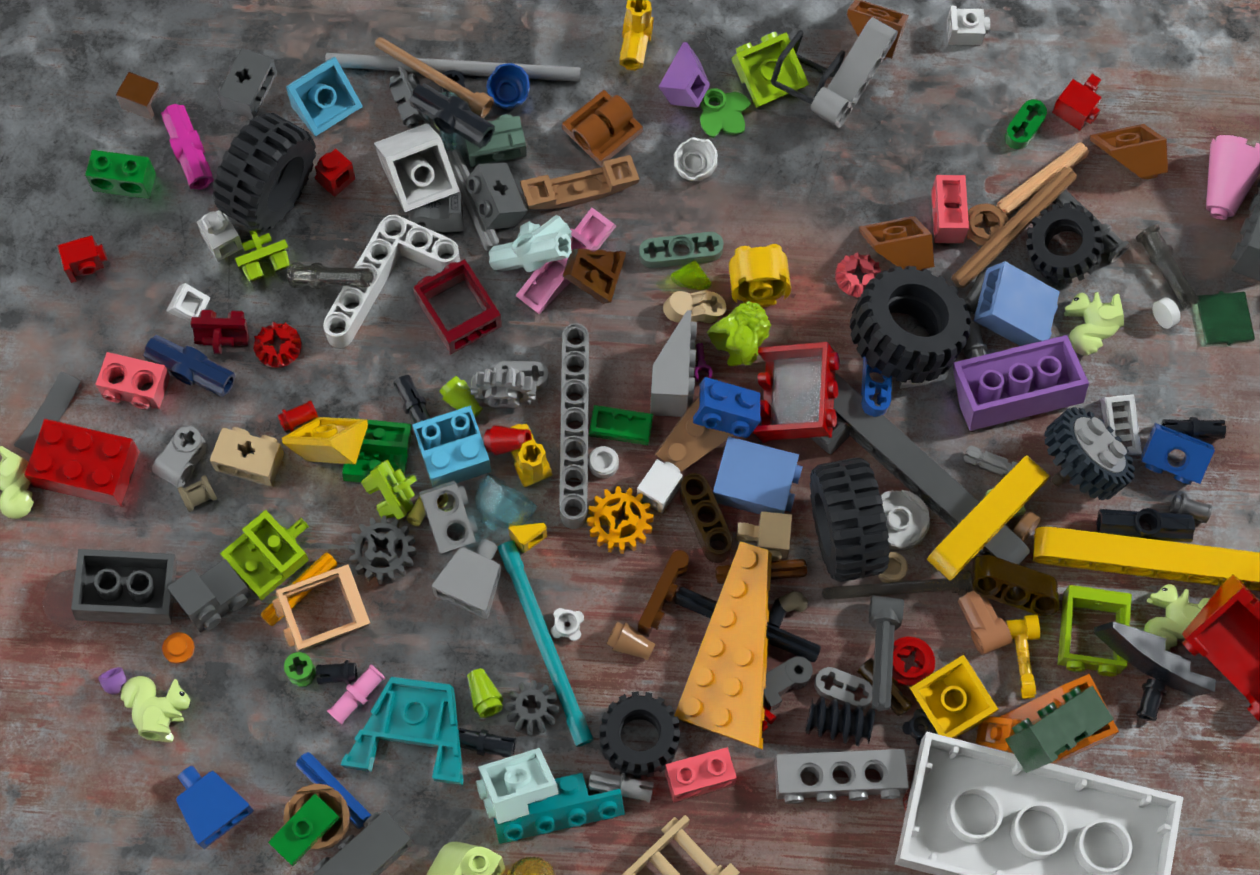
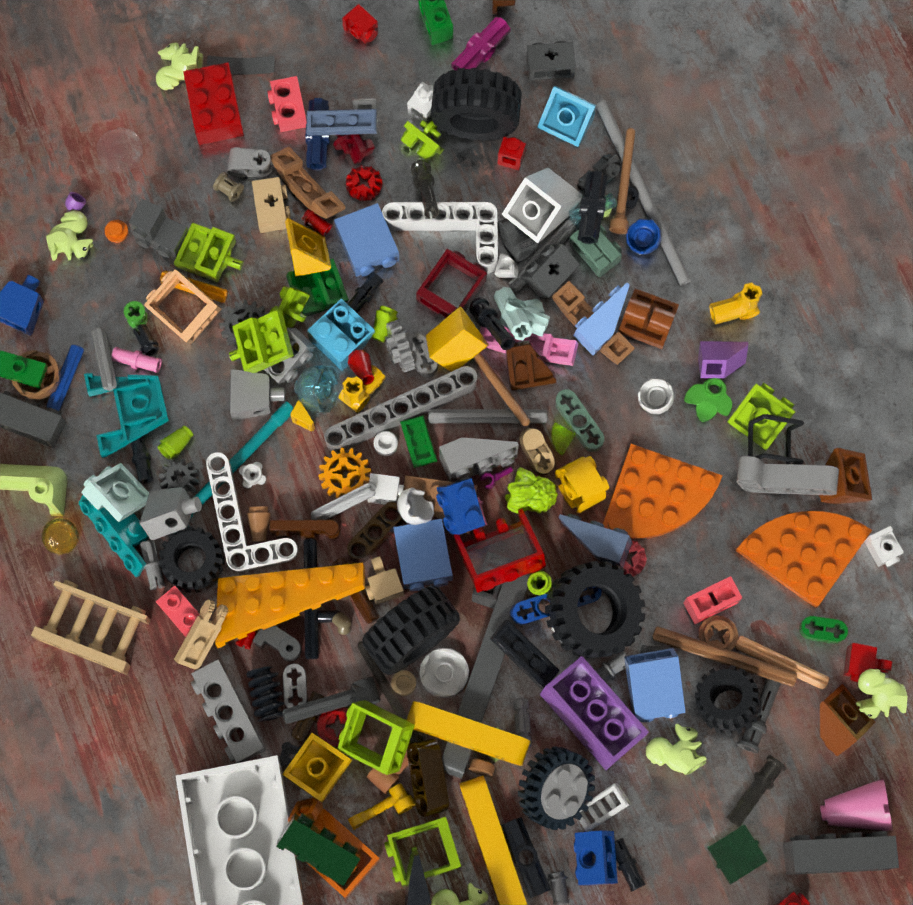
camera: 65 degrees right, 5 degrees up
(124, 587) = (137, 172): dark grey brick -> none
(195, 327) = (341, 122): none -> sand blue tile
(249, 409) = (303, 185): none -> medium nougat slope
(336, 730) = (104, 359): none -> light grey axle
(352, 370) = (367, 240): none -> medium blue brick
(422, 530) = (262, 342): none -> lime plate
(467, 240) = (506, 267): none -> white tile
(519, 282) = (488, 318): none -> black pin
(525, 329) = (455, 341): none -> yellow slope
(534, 320) = (502, 390): none -> medium nougat piece
(572, 731) = (168, 511): none -> light grey torso
(588, 171) = (601, 325): none -> light blue slope
(621, 662) = (236, 523): none -> white beam
(627, 340) = (484, 416): none -> light grey axle
(656, 534) = (344, 502): none -> light grey axle
(704, 458) = (414, 507): none -> white hair
(742, 757) = (201, 635): none -> tan hinge
(804, 213) = (658, 494): none -> orange plate
(835, 287) = (601, 542): none -> sand blue slope
(852, 360) = (535, 581): none -> lime cone
(901, 242) = (665, 575): dark orange slope -> none
(921, 422) = (524, 654): none -> black tile
(934, 101) = (805, 550): none -> orange plate
(967, 636) = (396, 745): none -> lime window
(1122, 97) = (884, 692): none -> yellowish green animal
(1166, 312) = (714, 804): white tile -> none

